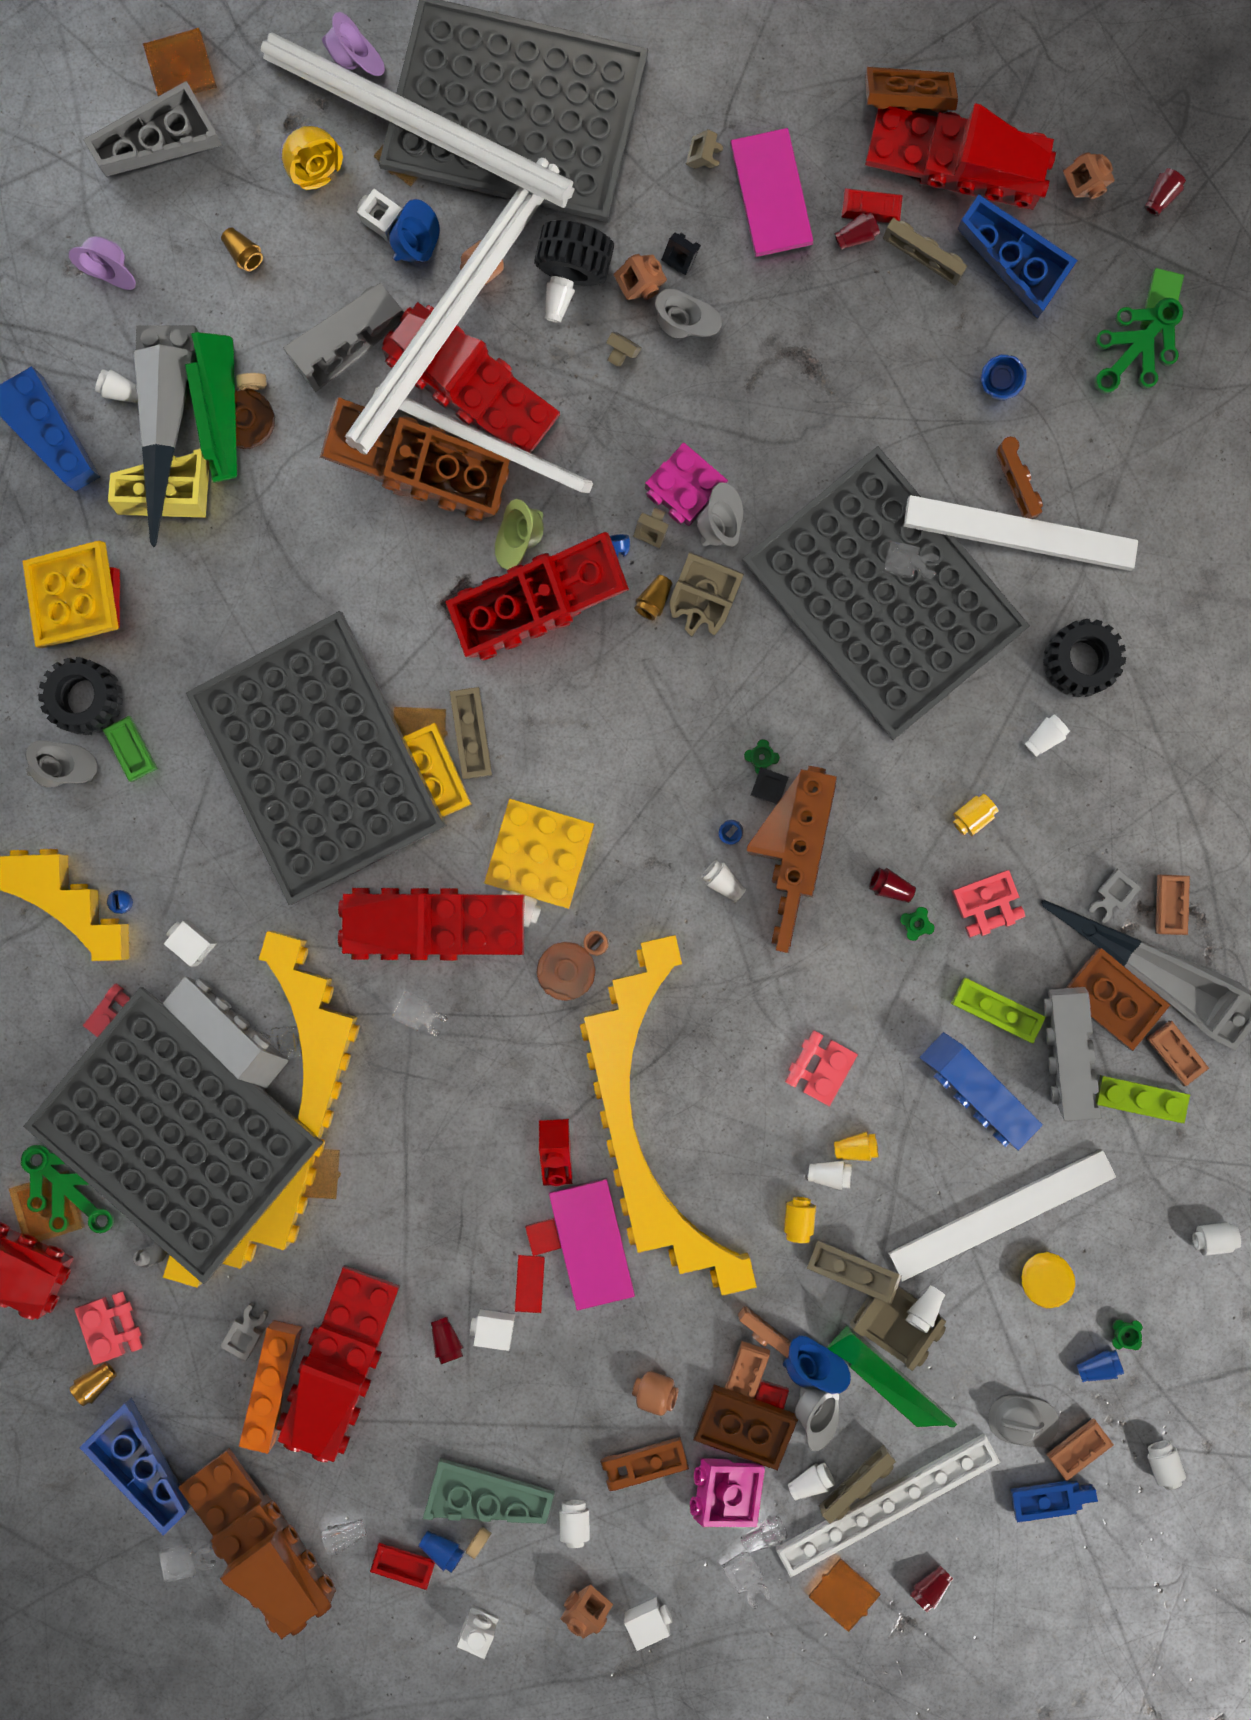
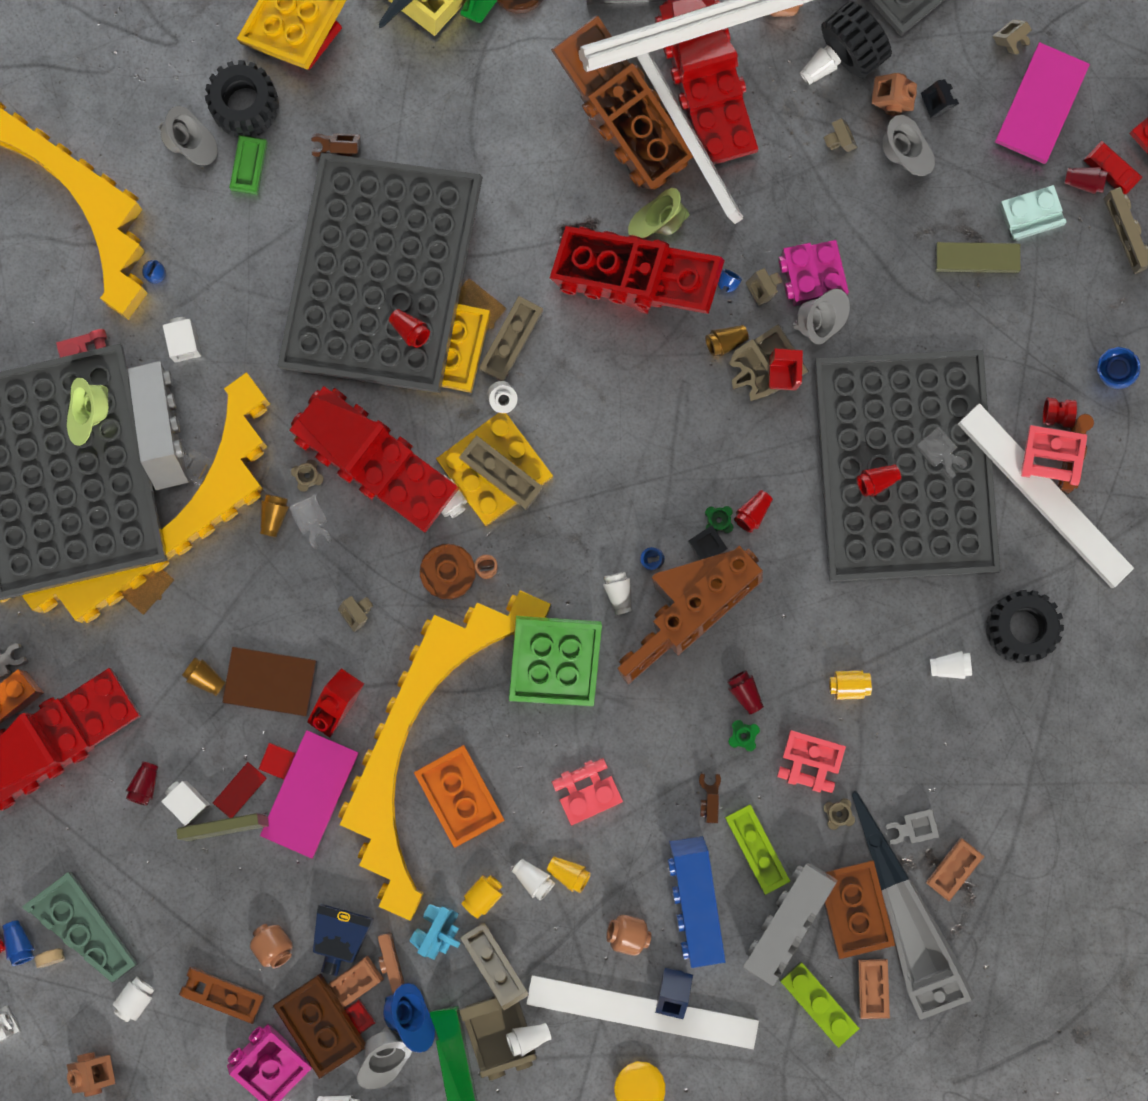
camera: 40 degrees right, 5 degrees down
(155, 1065) = (86, 409): none -> yellowish green piece
(193, 673) = (337, 143): none -> reddish brown plate
(376, 980) = (300, 471): none -> dark tan plate
(379, 790) = (409, 328): none -> red cone
(381, 1033) = (272, 514): none -> pearl gold cone
(427, 1214) = (203, 677): none -> pearl gold cone
(486, 1175) = (269, 681): none -> reddish brown tile
(494, 785) = (502, 388): none -> white brick
(514, 1064) = (355, 612): none -> dark tan tile
(540, 1327) = (222, 827): none -> olive tile
(549, 855) = (501, 472): none -> dark tan plate
(705, 1342) = (339, 936): none -> torso
(714, 980) = (555, 661): none -> bright green plate
(718, 1152) = (459, 796): none -> orange plate
(726, 587) = (785, 369): none -> red panel
(785, 729) = (753, 511): none -> red cone
(789, 1276) = (440, 934): none -> medium azure hips
(814, 368) = (977, 257): none -> olive tile
(832, 295) = (1033, 213): none -> light aqua plate
(872, 624) = (878, 479): none -> red cone
(932, 1002) = (710, 806): none -> reddish brown plate
(944, 1161) = (628, 935): none -> nougat head
(981, 452) = (1059, 412): none -> red wheel
(1002, 484) = (1054, 445): none -> coral plate
(1018, 1181) = (674, 993): none -> dark blue brick
(1052, 929) = (832, 809): none -> dark tan plate

